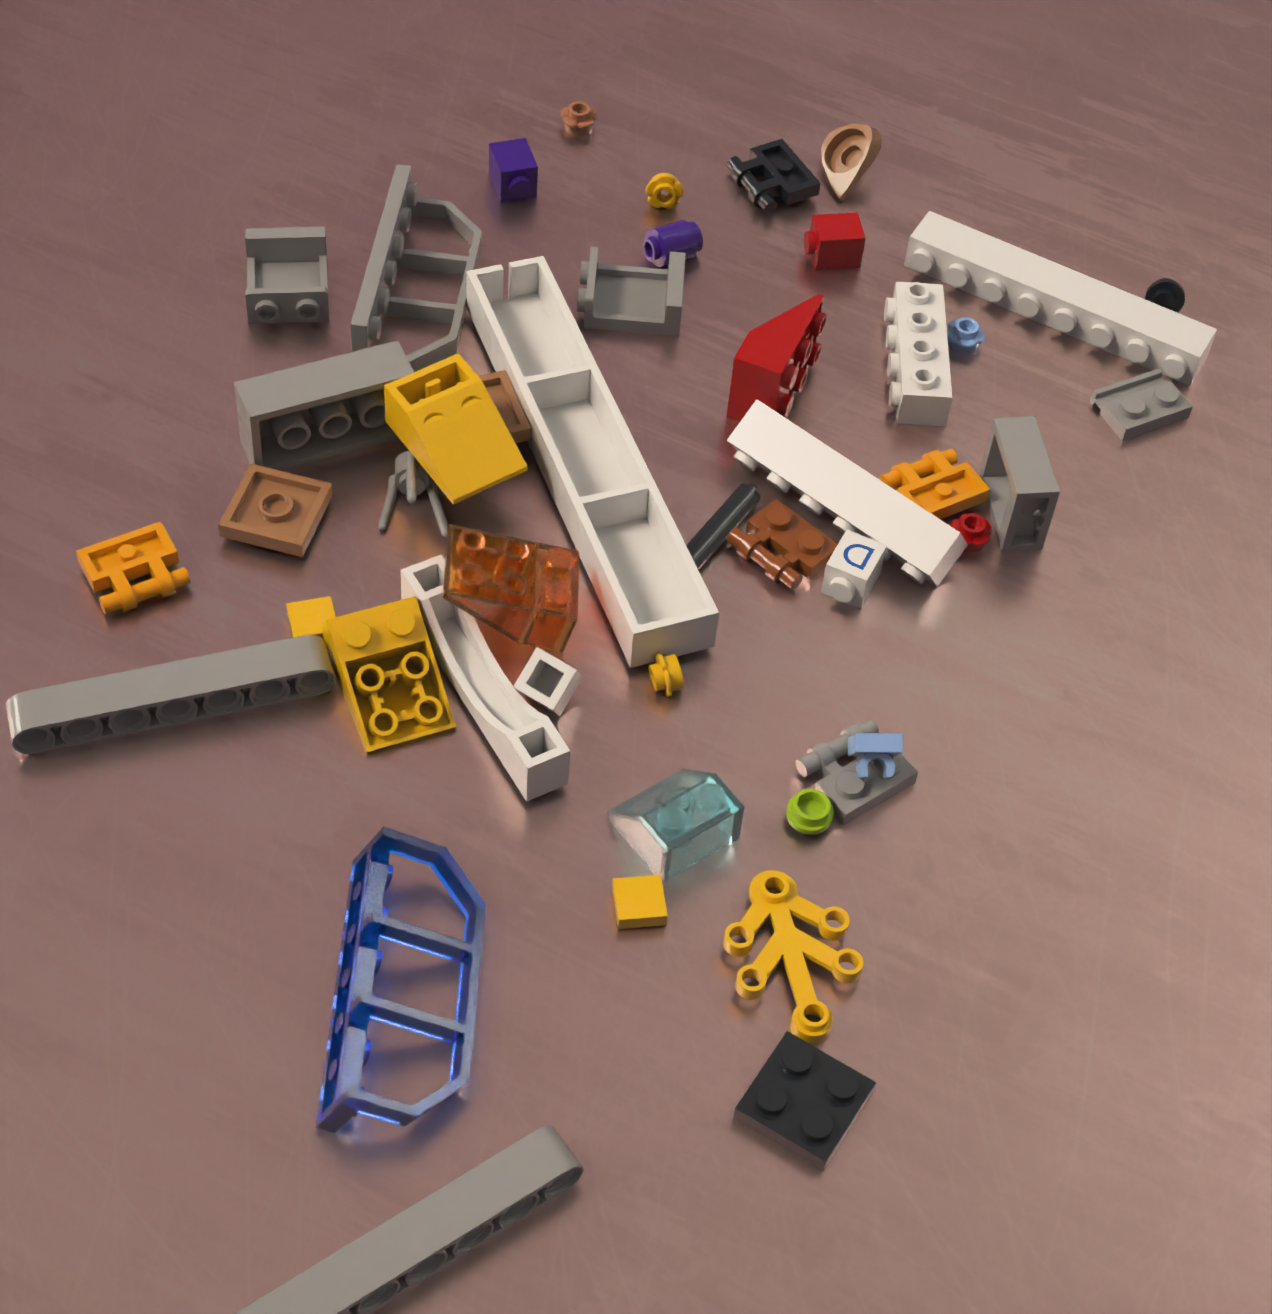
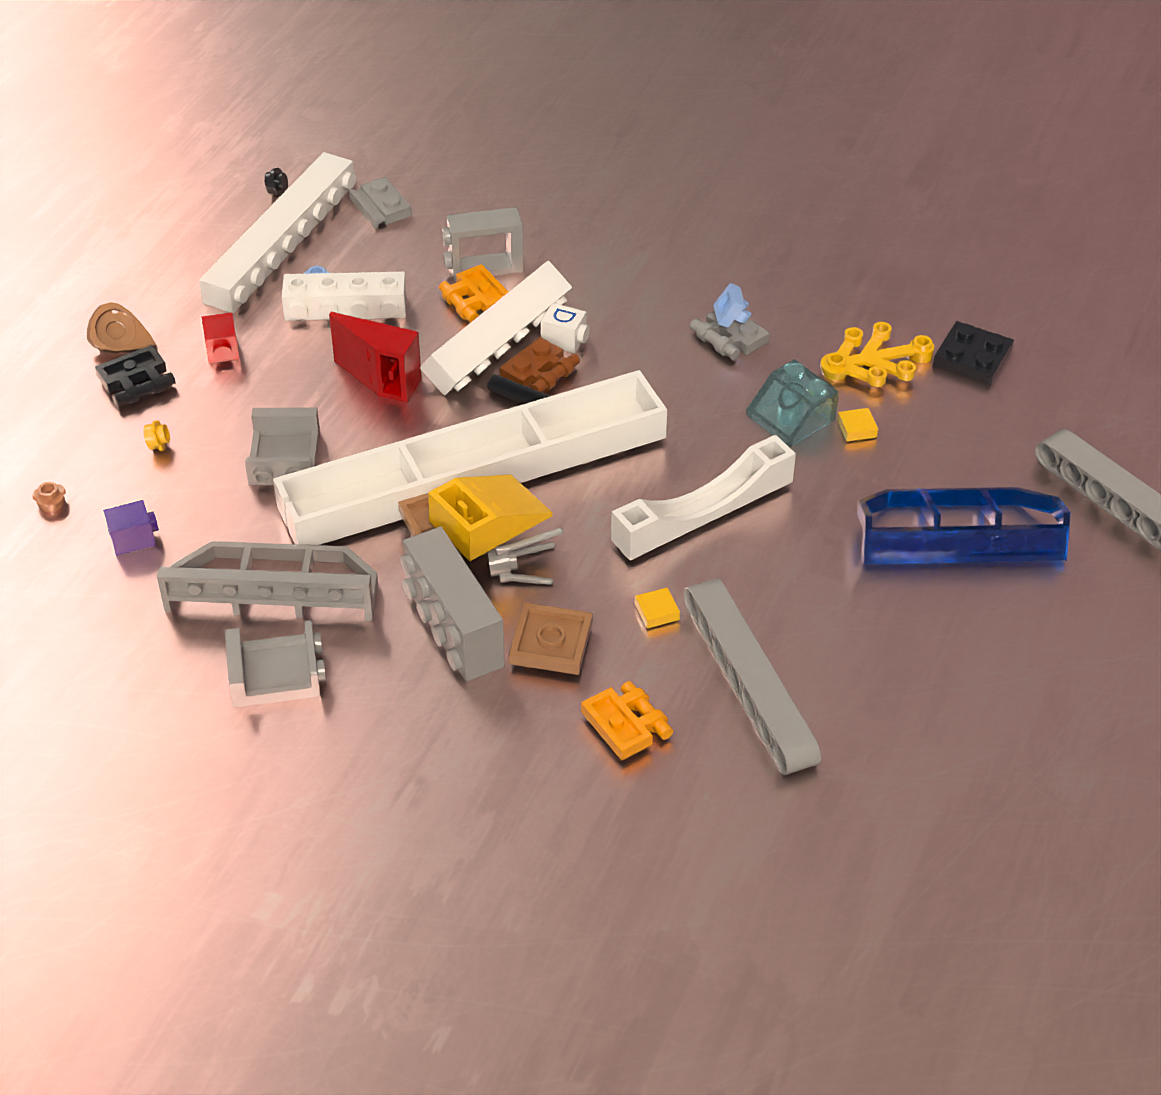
camera: 90 degrees left, 5 degrees down
(388, 674) = (699, 552): yellow slope -> none
(513, 585) = (624, 472): clear orange slope -> none
(548, 681) = (704, 461): white brick -> none
(666, 674) = (675, 415): yellow plate -> none
(672, 237) = (222, 428): dark purple brick -> none
(810, 811) = (769, 349): lime plate -> none
(974, 530) = (512, 277): red plate -> none

